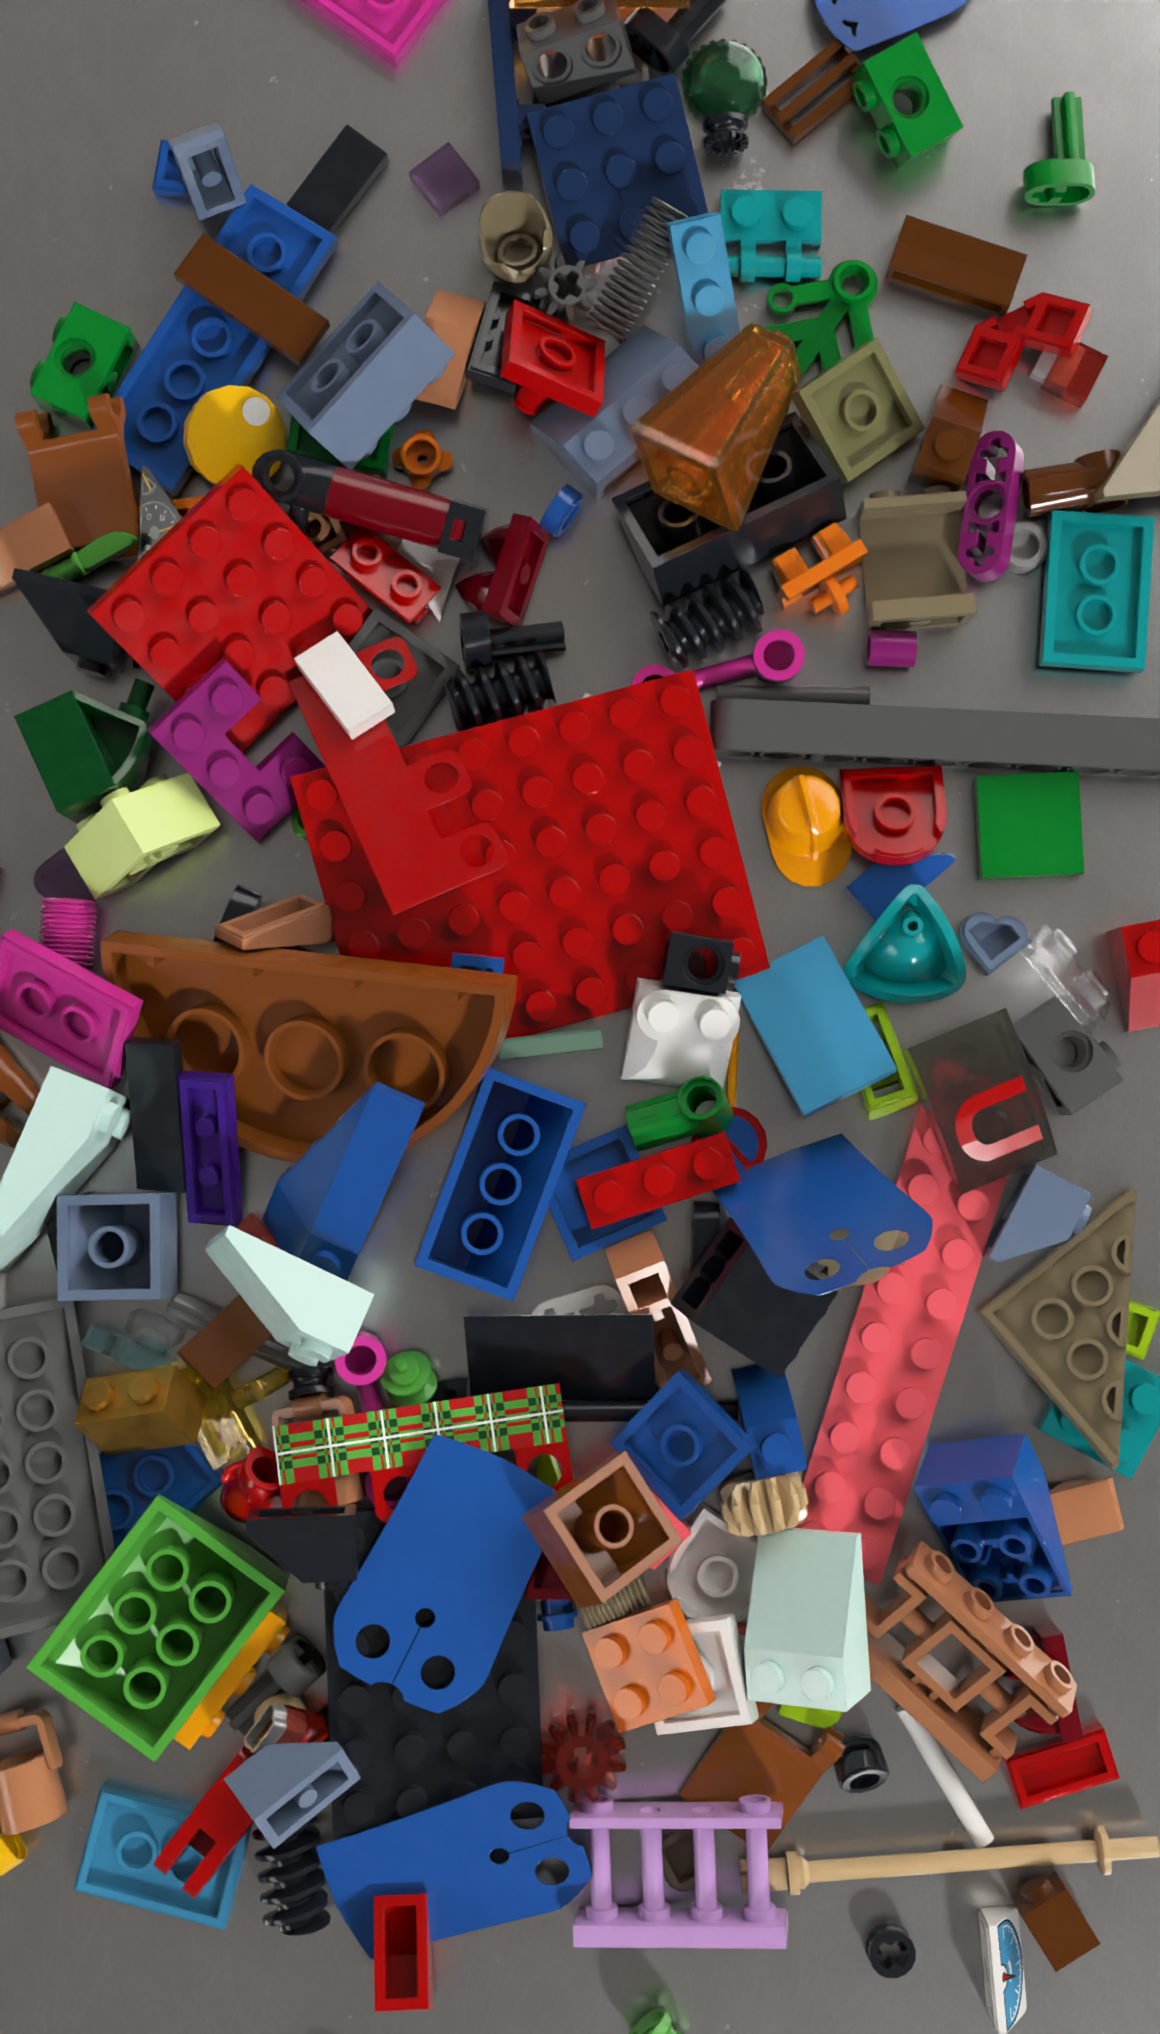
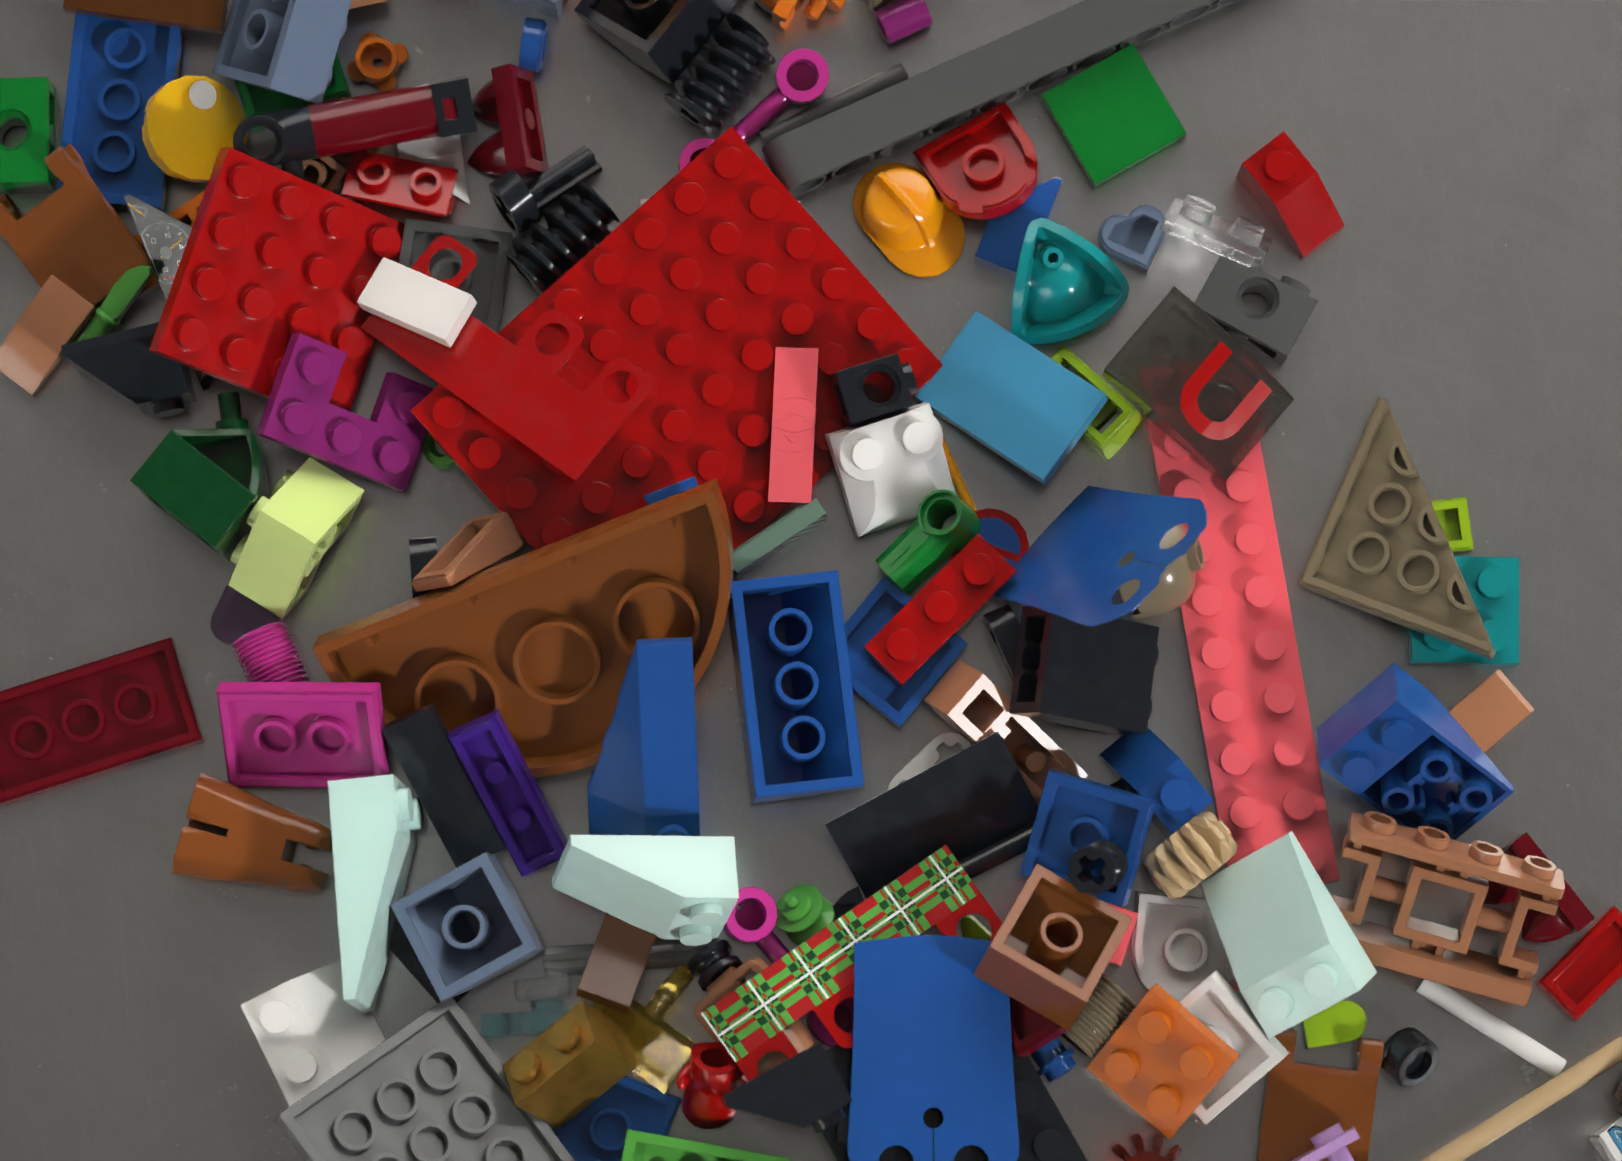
camera: 30 degrees left, 5 degrees down
(614, 956) = (793, 425): none -> coral piece
(672, 1496) = (1112, 873): none -> black bush
(1037, 1215) = (1306, 463): sand blue slope -> none

